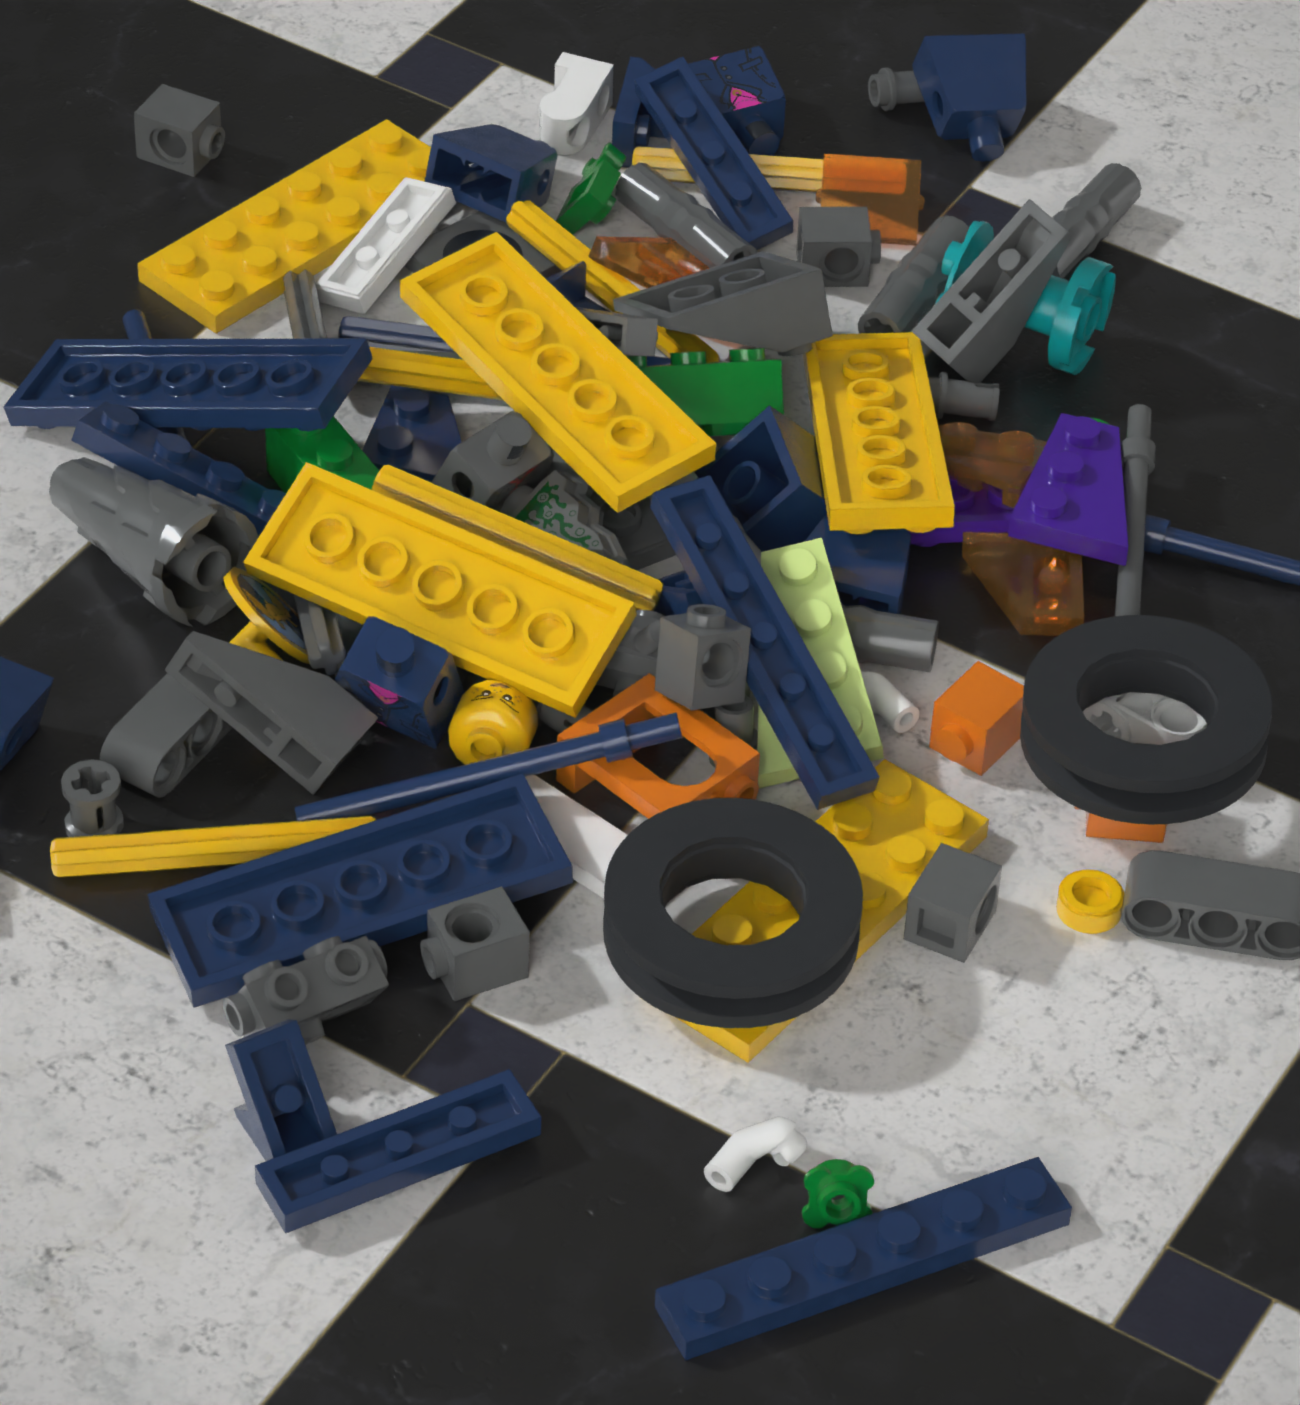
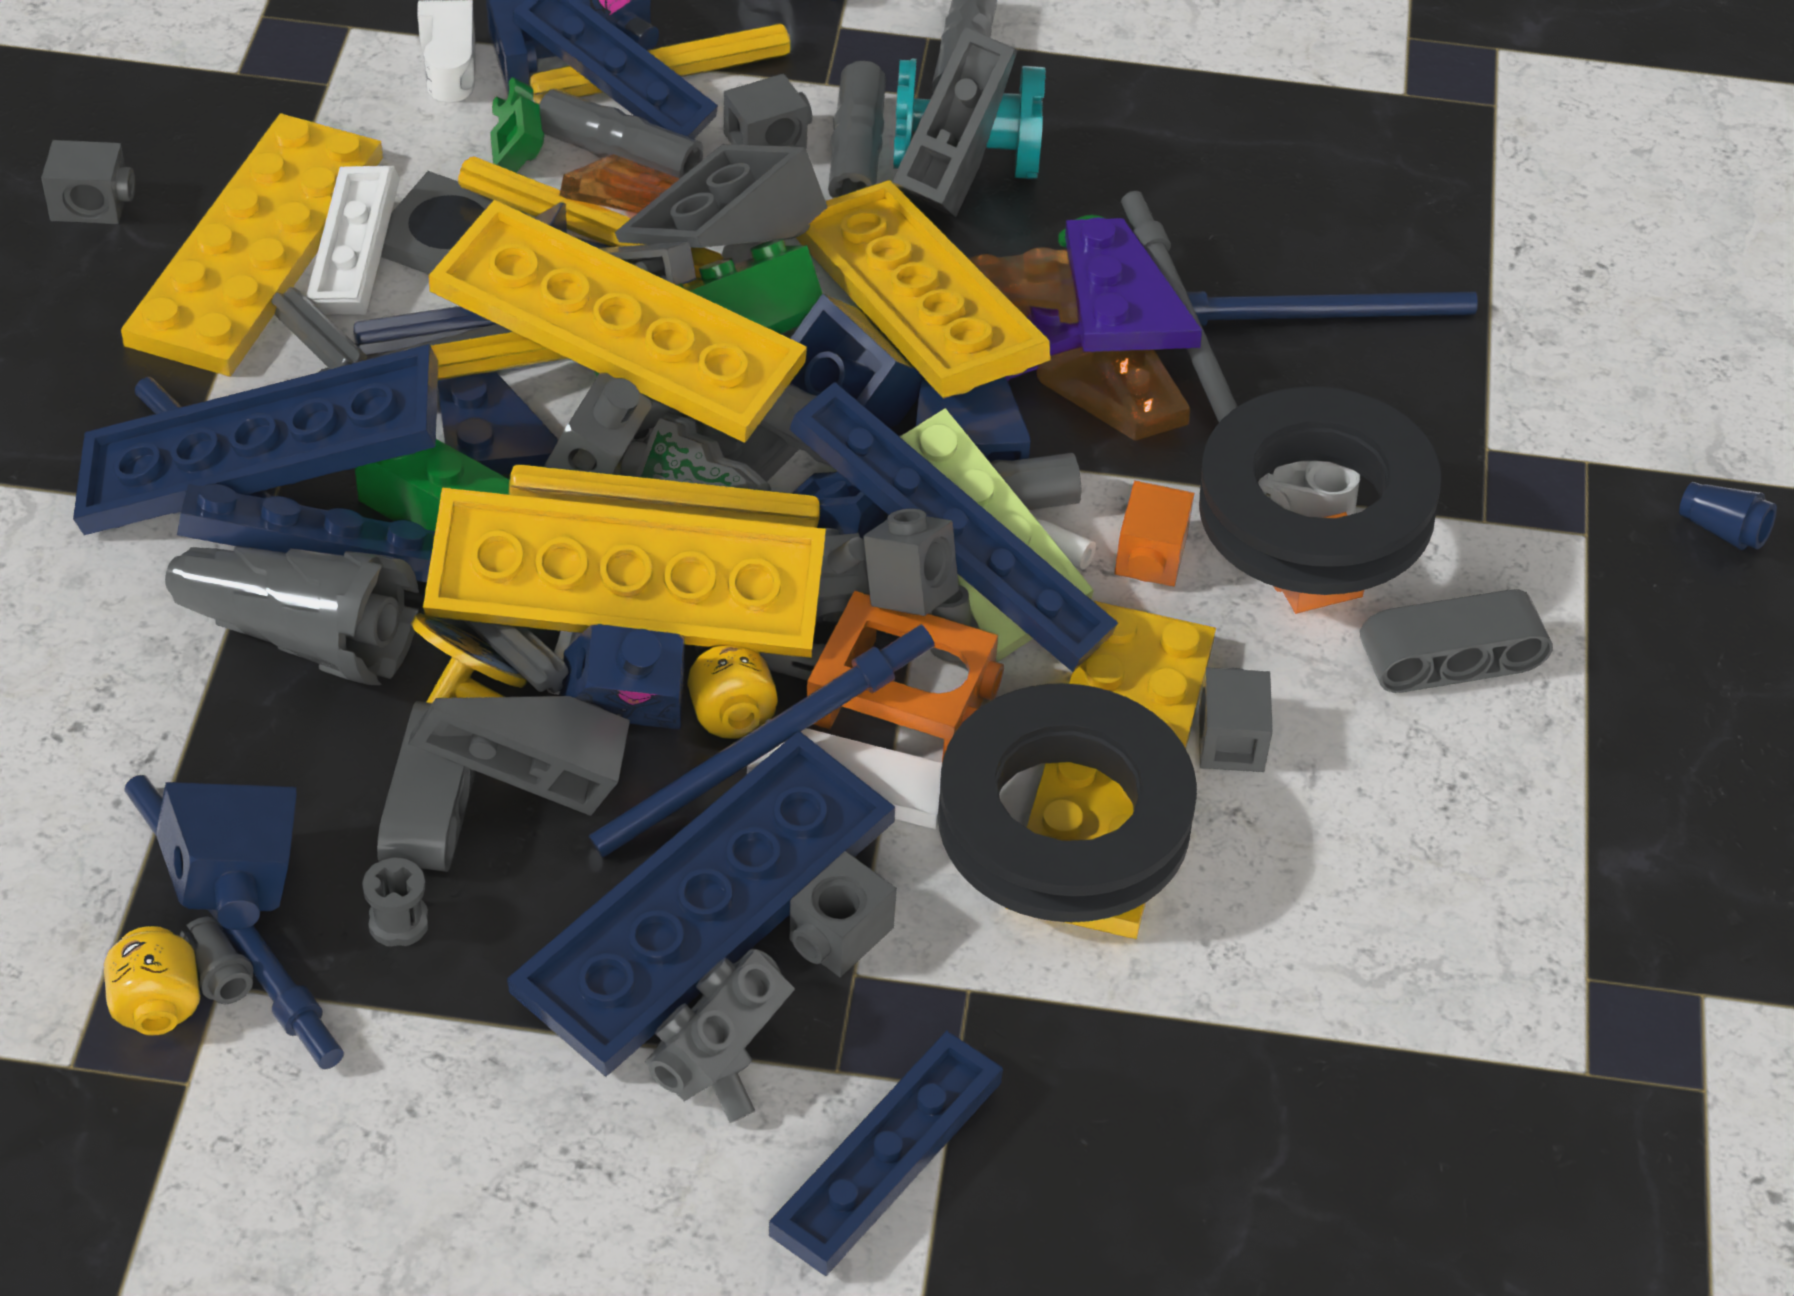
camera: 25 degrees left, 5 degrees up
(186, 846) = (519, 909): yellow axle -> none
(280, 1090) = (755, 1140): dark blue slope -> none
(503, 172) = (425, 135): dark blue torso -> none
(751, 1143) = (1193, 1019): white arm -> none
(835, 1179) = (1300, 1040): green plate -> none
(861, 1258) = (1346, 1097): dark blue plate -> none
(882, 185) = (769, 50): clear orange piece -> none
(964, 397) = (967, 228): dark grey pin -> none
(1090, 901) = (1339, 675): yellow tile -> none

